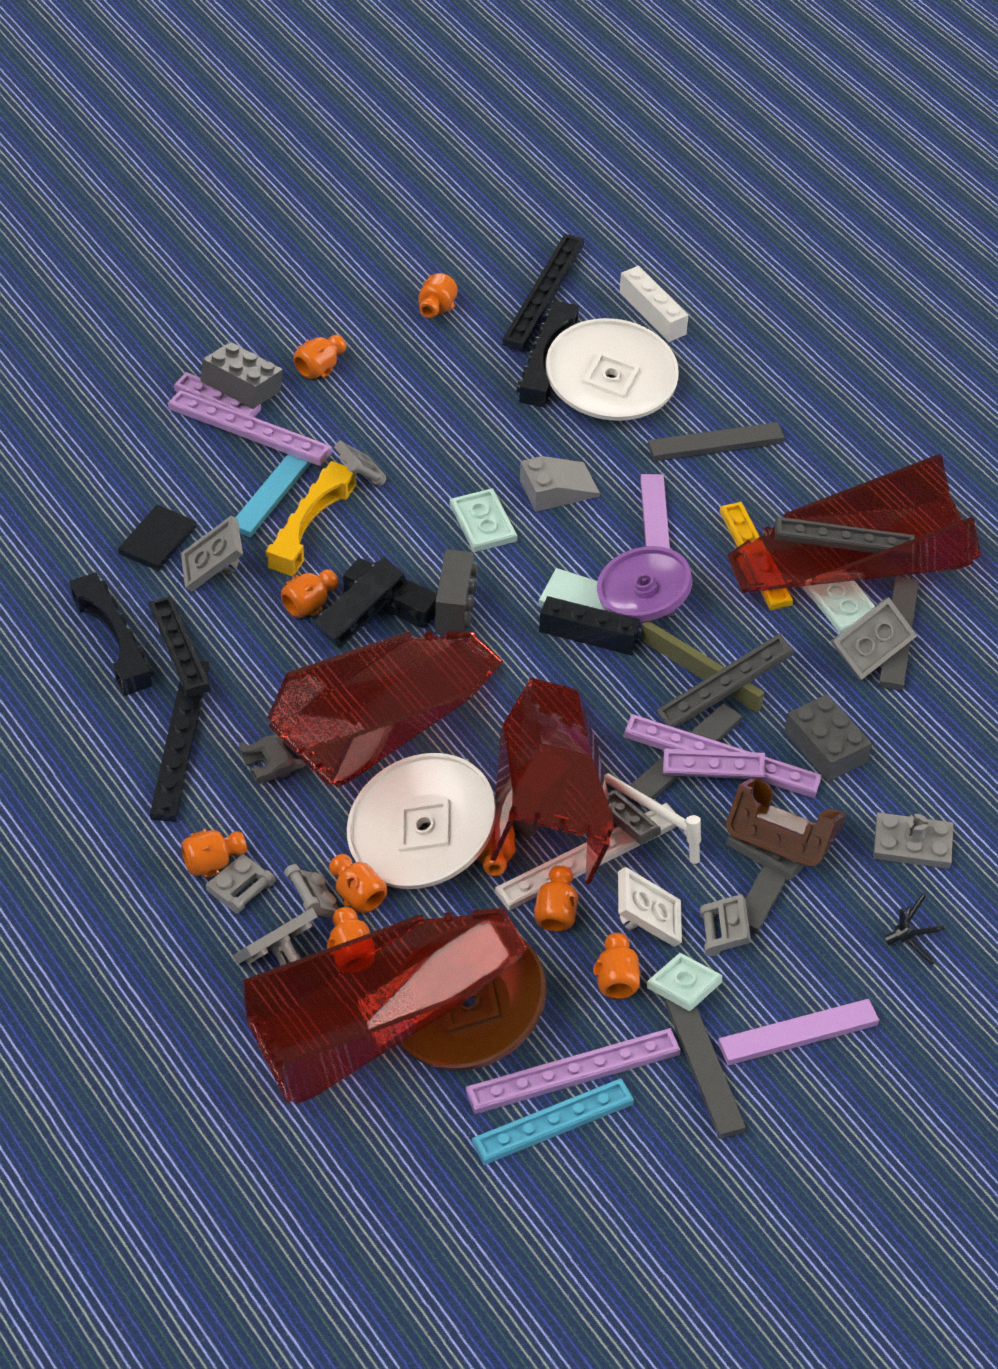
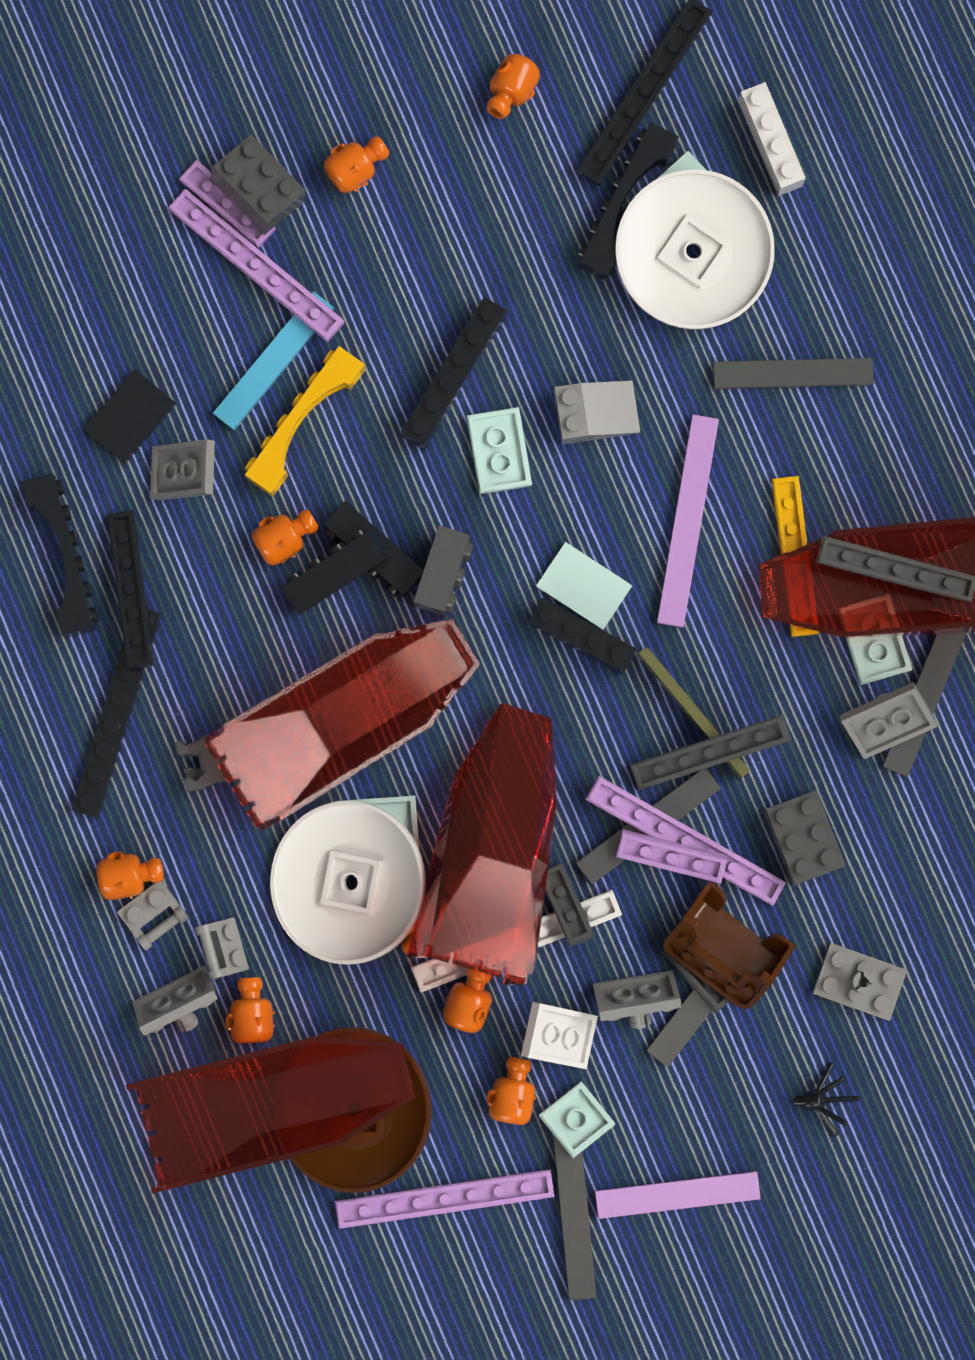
camera: 10 degrees right, 35 degrees up
(358, 884) = (271, 946): orange piece -> none
(360, 463) = (371, 345): light grey plate -> none
(417, 497) = (453, 373): none -> black arch
(552, 1121) = (412, 1252): medium azure tile -> none
(645, 583) = (654, 597): medium lavender dish -> none
(690, 825) = (625, 949): white bar -> none
(714, 874) = (637, 997): none -> light grey plate
(733, 924) = (641, 1063): light grey plate -> none

